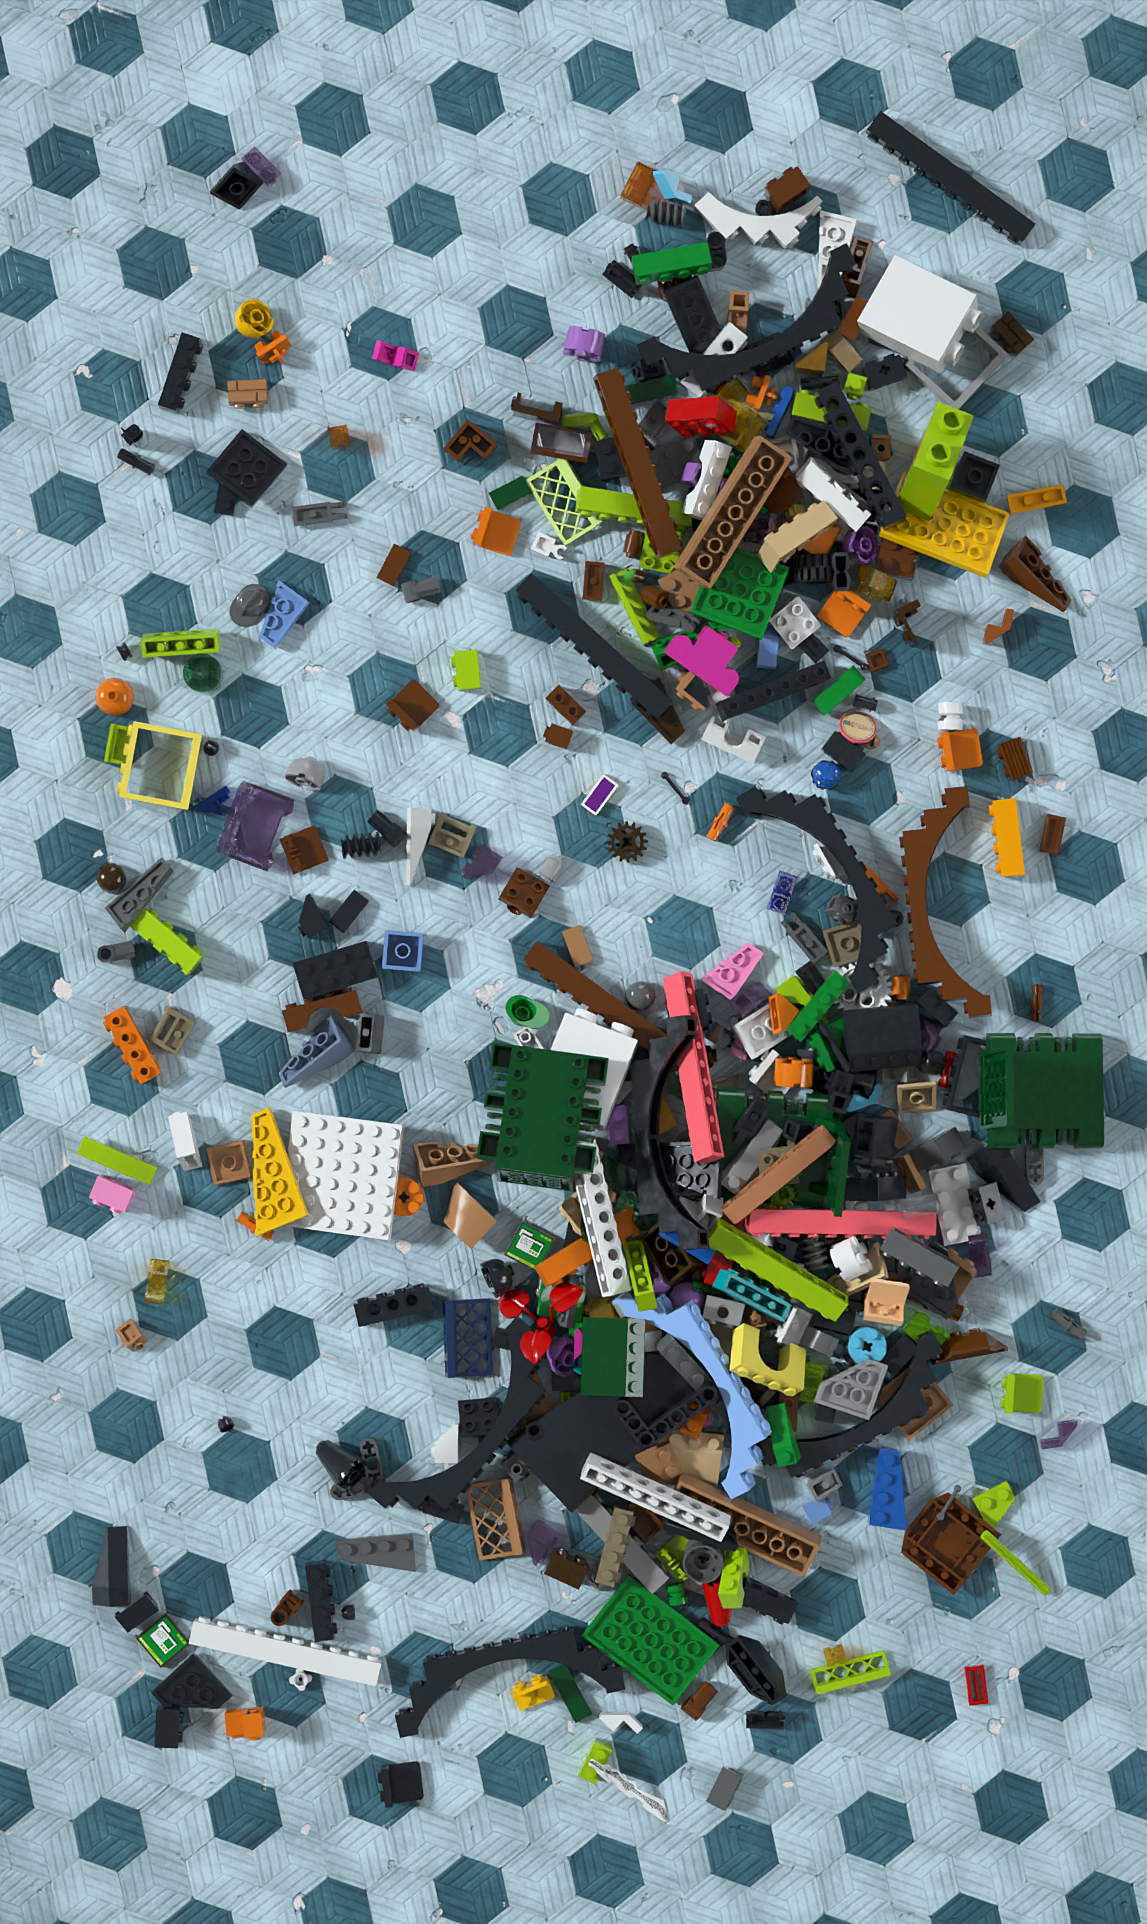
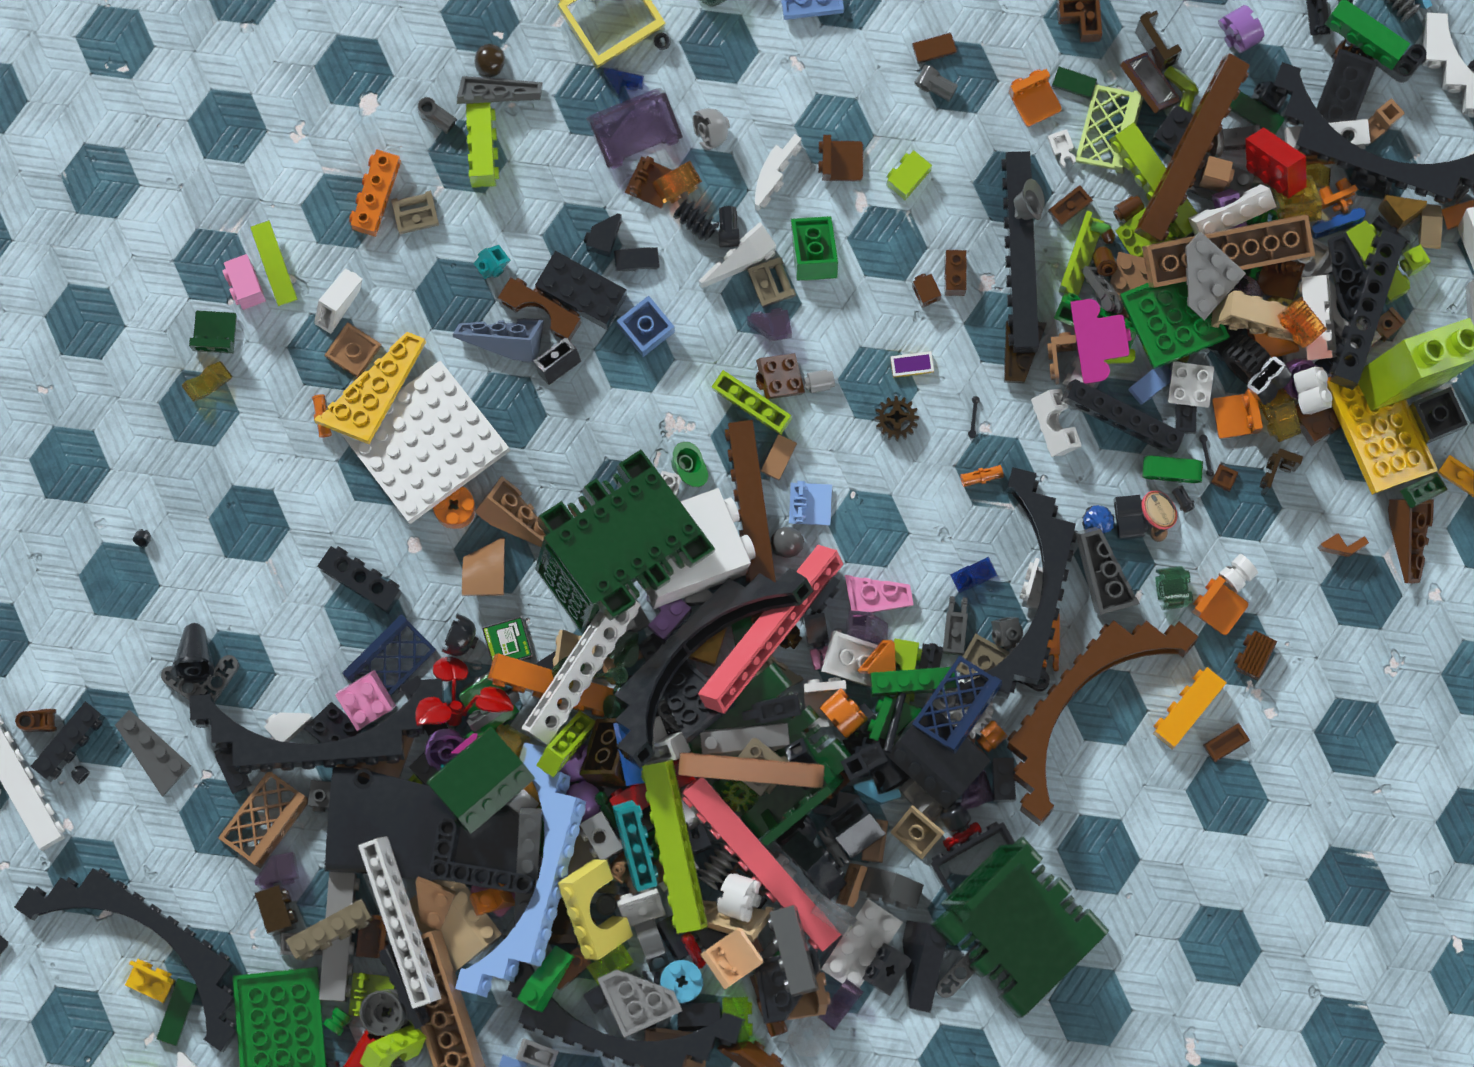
camera: 45 degrees right, 10 degrees down
(126, 1244) = (214, 332): none -> dark green bracket
(131, 1336) = (145, 401): medium nougat bracket -> none
(258, 1012) = (491, 261): none -> teal brick
(322, 833) = (676, 182): none -> clear orange brick
(379, 767) = (770, 177): none -> white slope
(456, 783) = (814, 248): none -> green slope
(481, 1379) = (365, 700): none -> bright pink brick
(524, 929) = (751, 402): none -> lime brick
(568, 610) = (1030, 201): none -> dark grey piece
(629, 955) = (810, 503): none -> light blue hinge
(670, 464) = (1216, 174): none -> medium nougat brick
(738, 544) = (1208, 275): none -> light grey plate
(829, 513) = (1301, 322): none -> clear orange brick
(853, 1319) = (693, 949): none -> red axle
(871, 810) = (1104, 575): none -> dark grey wedge
(877, 380) = (1436, 273): black brick -> none
(879, 990) = (971, 716): none -> dark blue fence
(880, 548) = (1313, 390): none -> white brick
(919, 770) = (1173, 587): none -> clear green brick
(1015, 538) = (1423, 490): none -> dark green tile
(1036, 1004) = (1083, 857): reddish brown axle -> none

